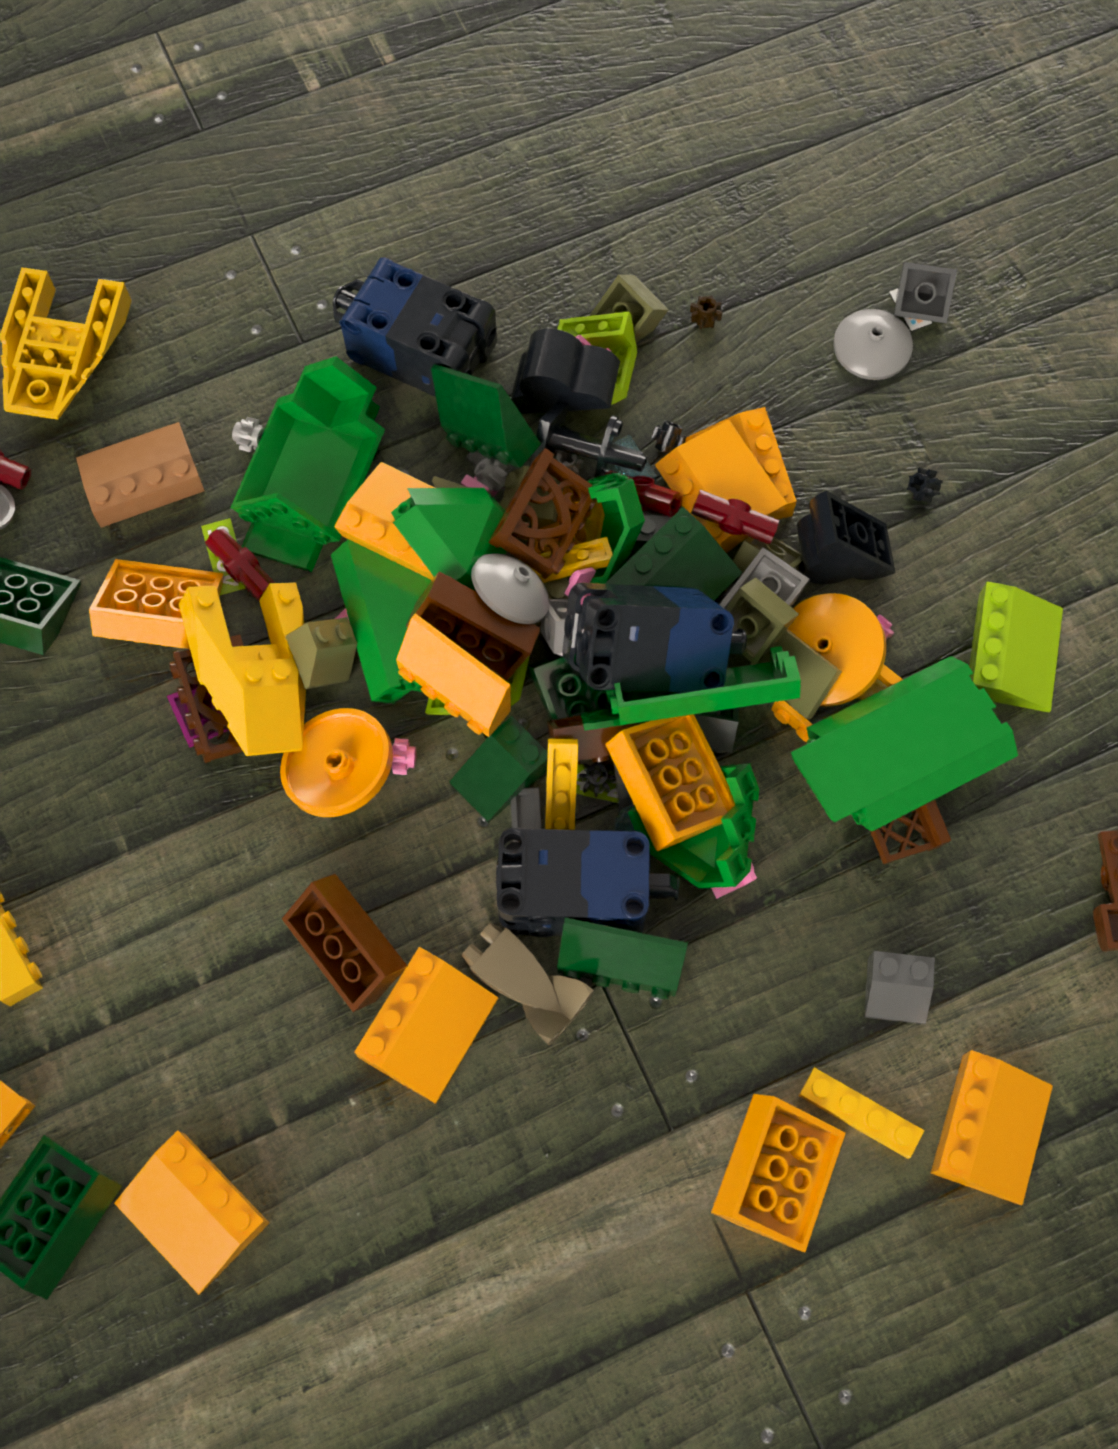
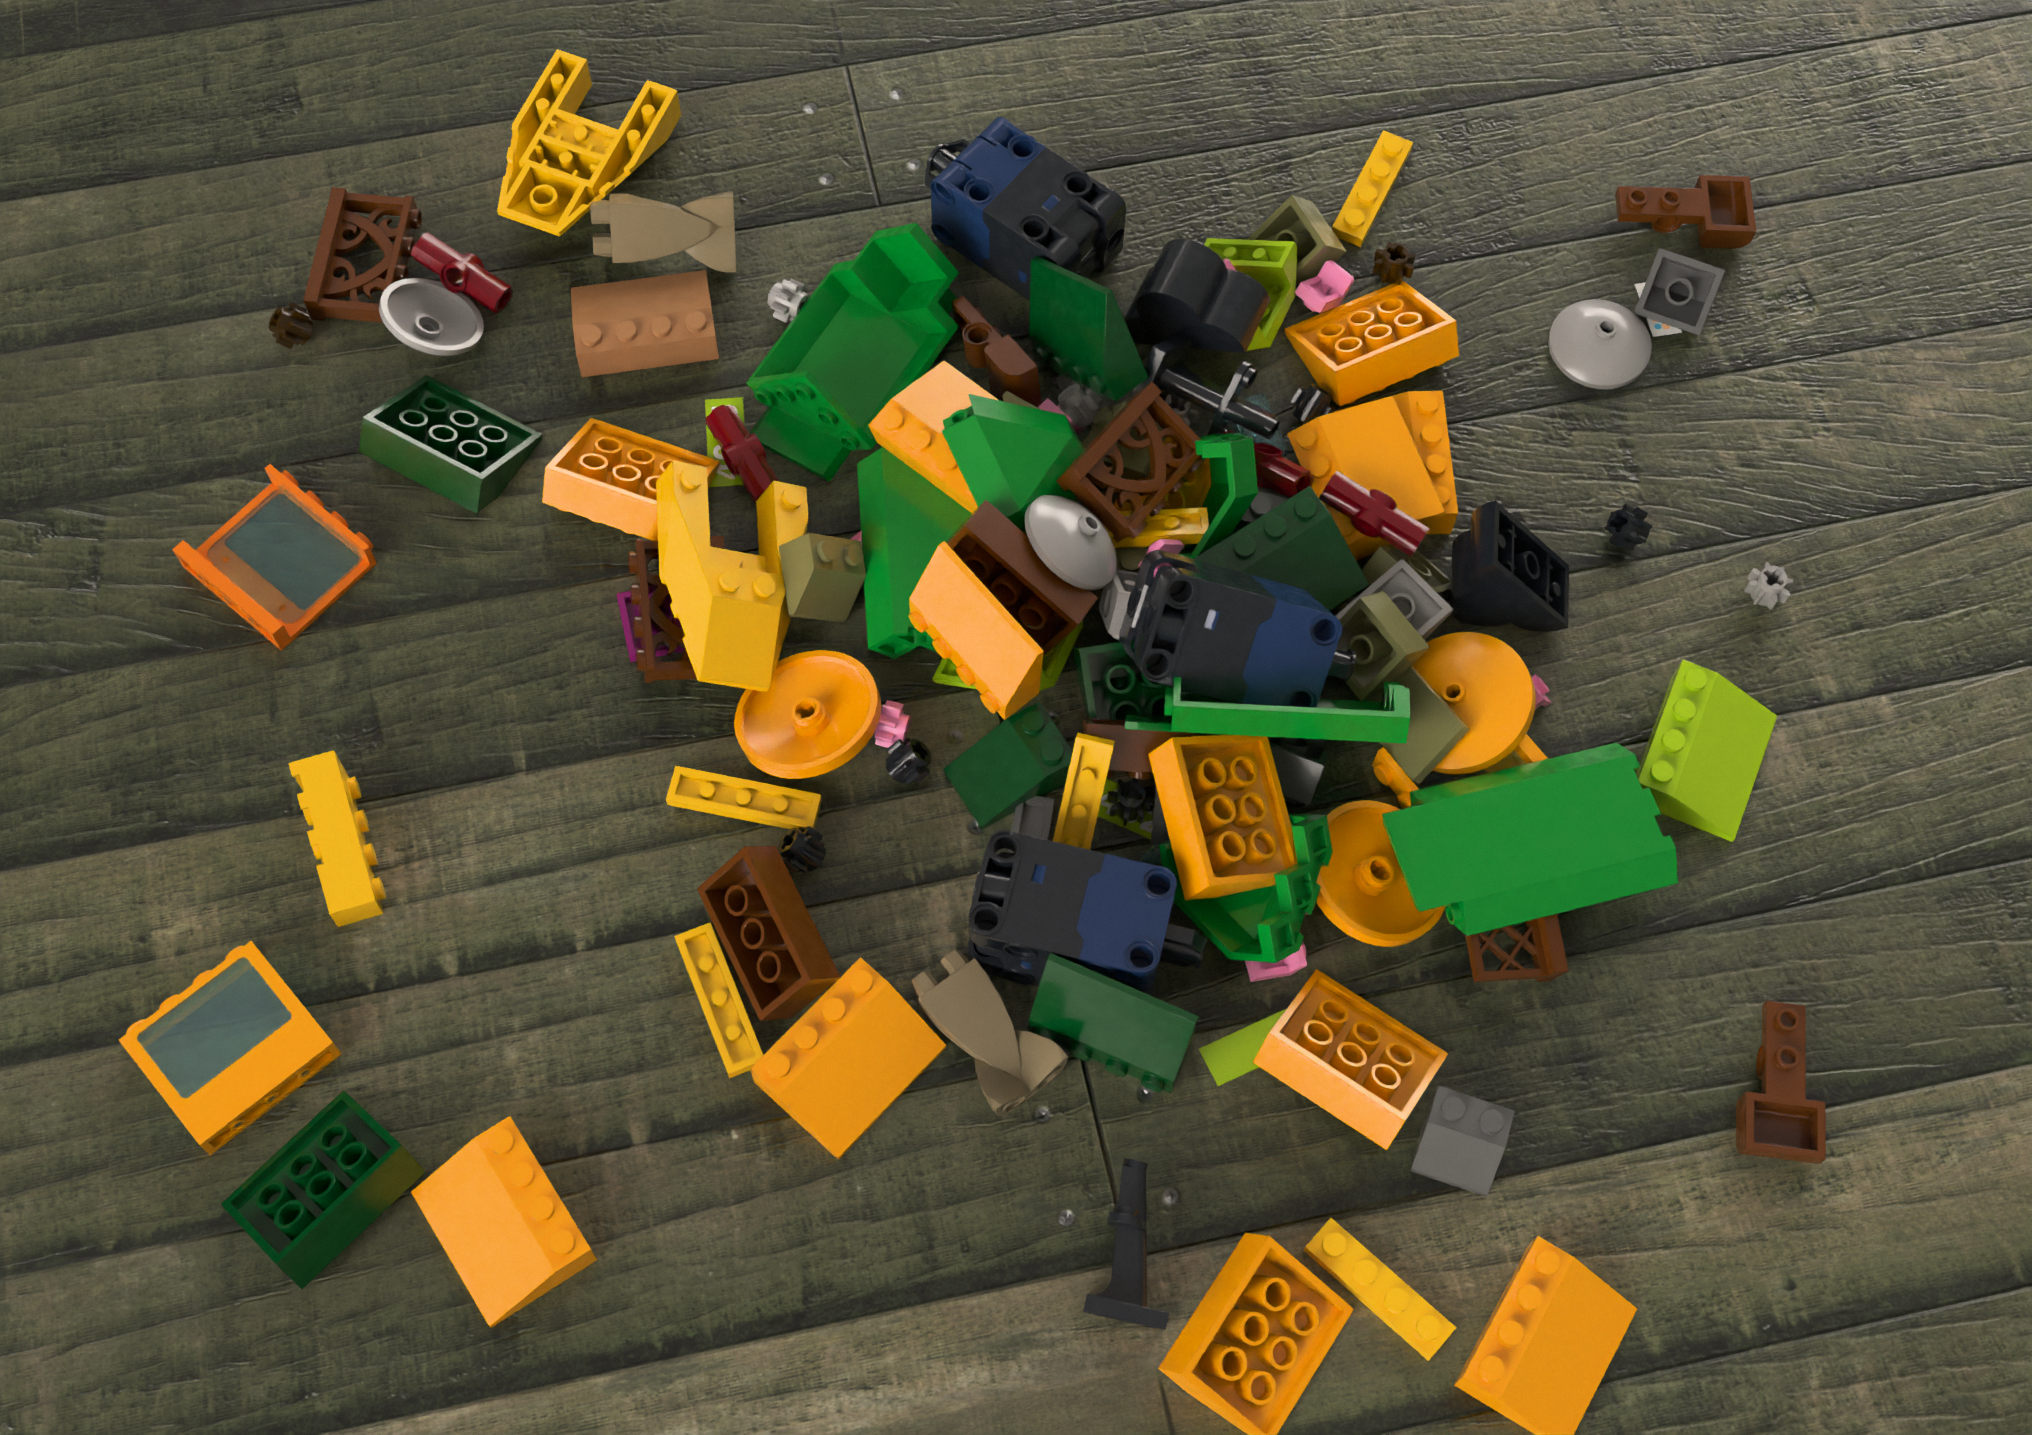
camera: 10 degrees right, 5 degrees down
(132, 398) = (655, 229): none -> dark tan hips
(302, 839) = (743, 799): none -> yellow plate
(318, 1000) = (719, 999): none -> yellow plate
(355, 869) = (802, 849): none -> black gear
(421, 782) = (908, 761): none -> black gear
(430, 454) = (1005, 361): none -> reddish brown plate
(659, 342) = (1326, 289): none -> bright pink bracket
(676, 255) = (1372, 188): none -> yellow plate
(676, 1162) = (1127, 1293): none -> black piece
(704, 377) = (1374, 342): none -> light orange slope
(731, 945) = (1235, 1053): none -> lime sticker
(787, 806) = (1363, 882): none -> light orange dish
(804, 942) = (1350, 1058): none -> light orange slope
(937, 217) = (1716, 204): none -> reddish brown plate
(1035, 502) = (1768, 585): none -> light grey gear

